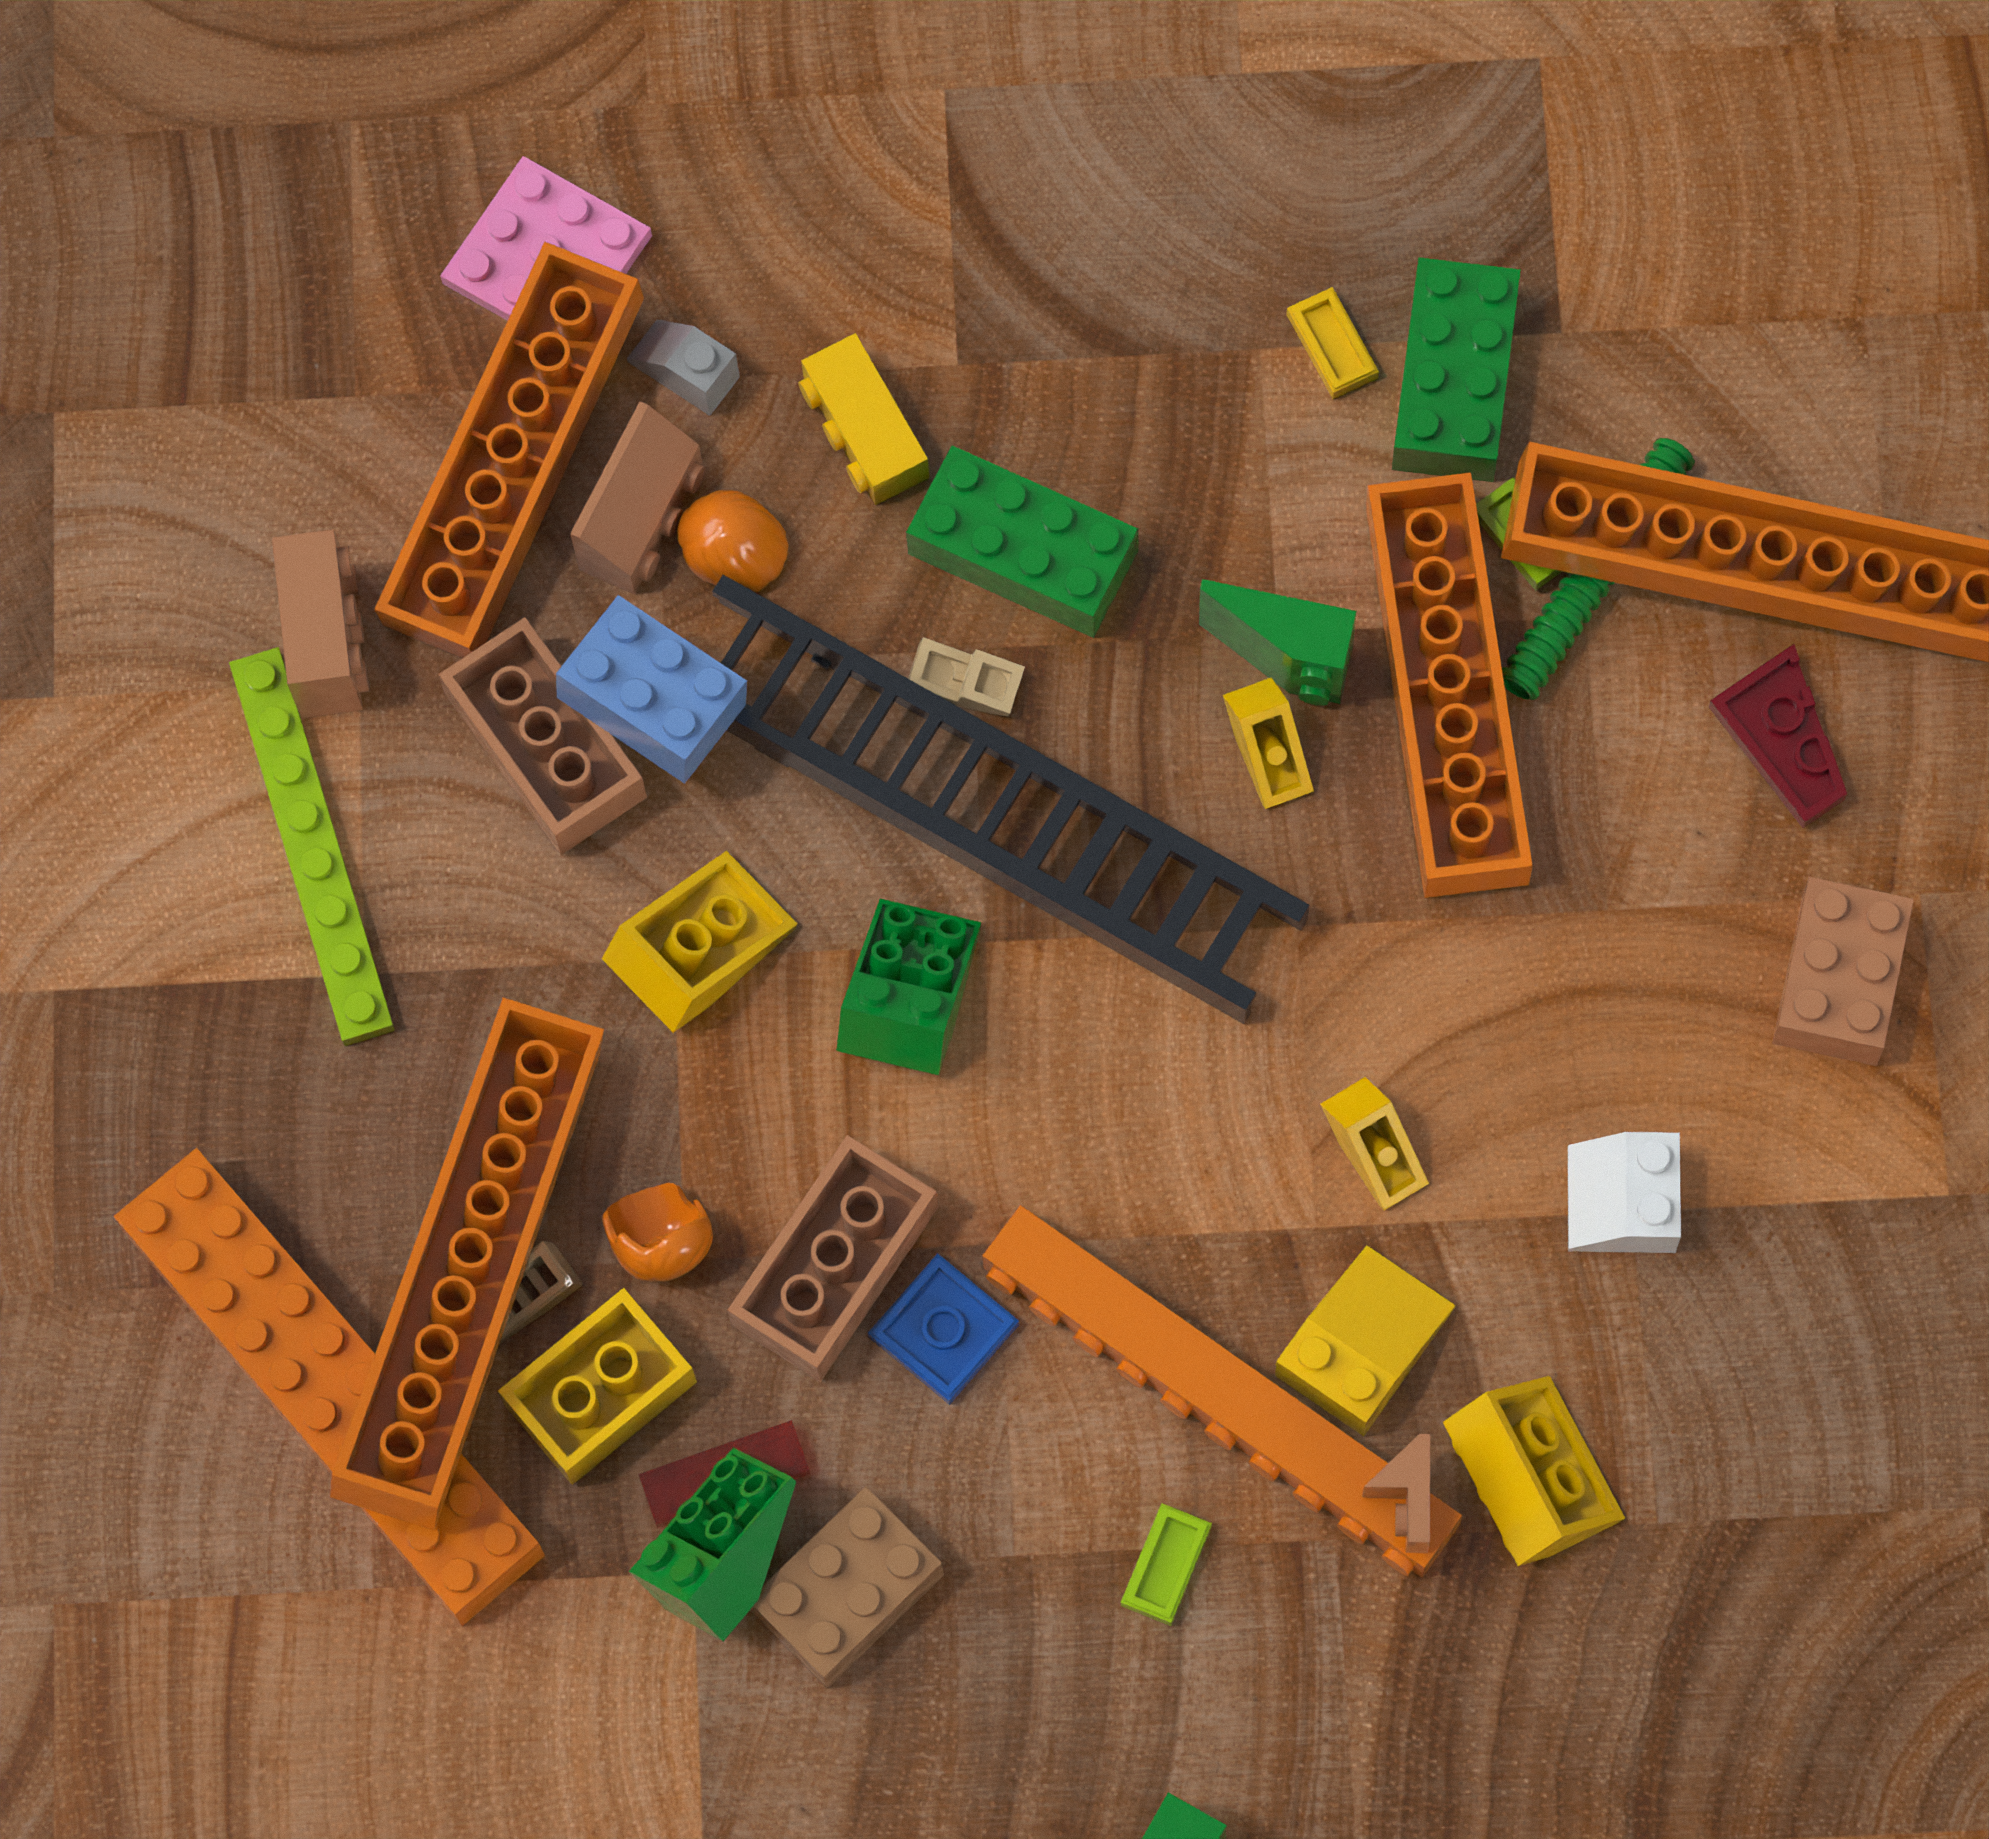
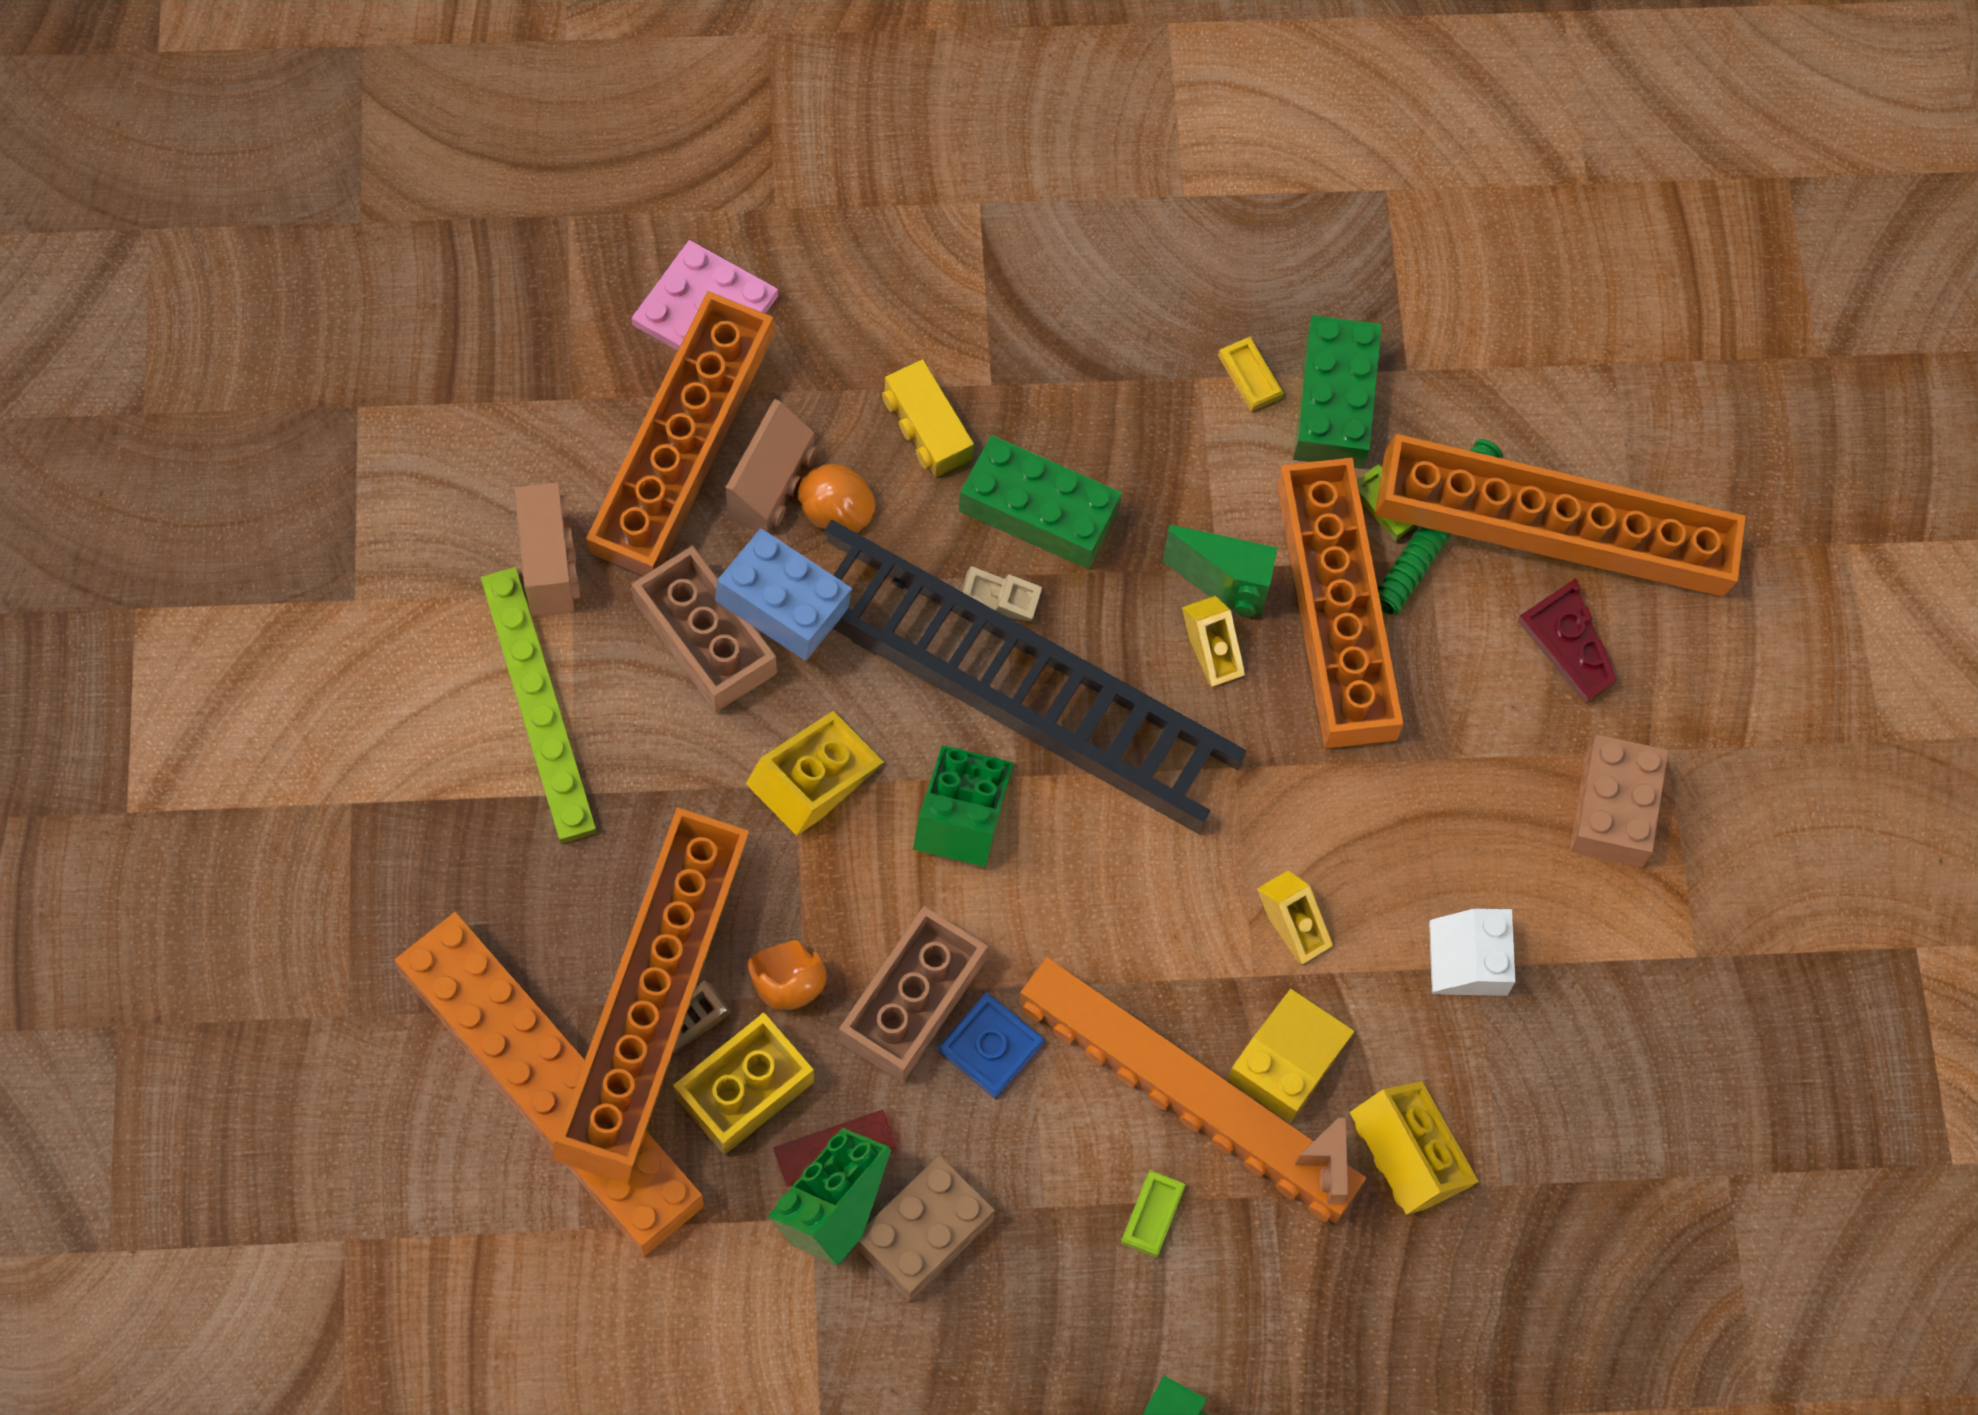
camera: 10 degrees left, 5 degrees down
(687, 363) = (804, 379): light grey slope -> none

